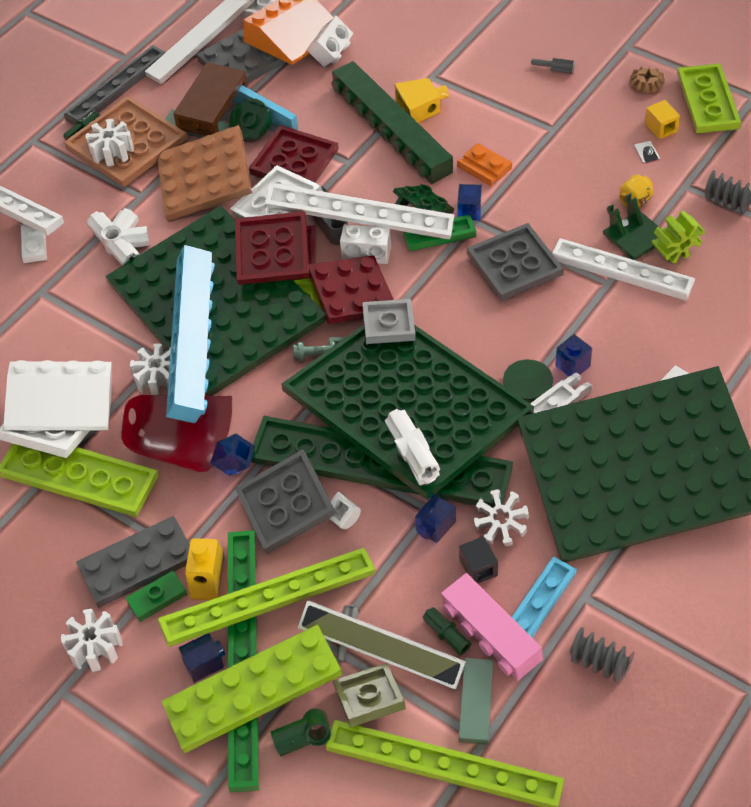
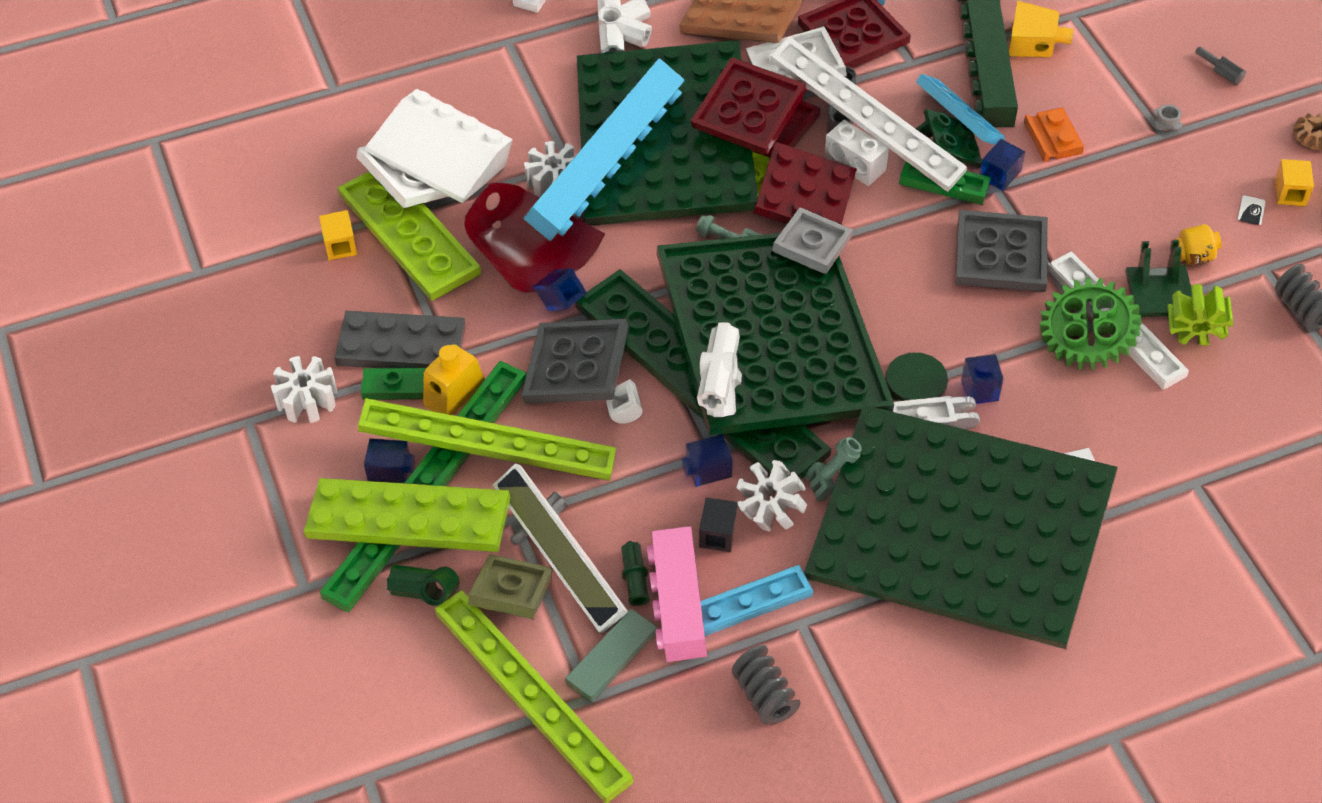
camera: 30 degrees right, 0 degrees up
(25, 507) = (338, 235): none -> yellow brick
(413, 178) = (960, 109): none -> medium azure tile
(535, 455) = (821, 475): none -> sand green hinge
(549, 116) = (1168, 118): none -> light grey plate
(631, 269) = (1120, 321): none -> bright green gear

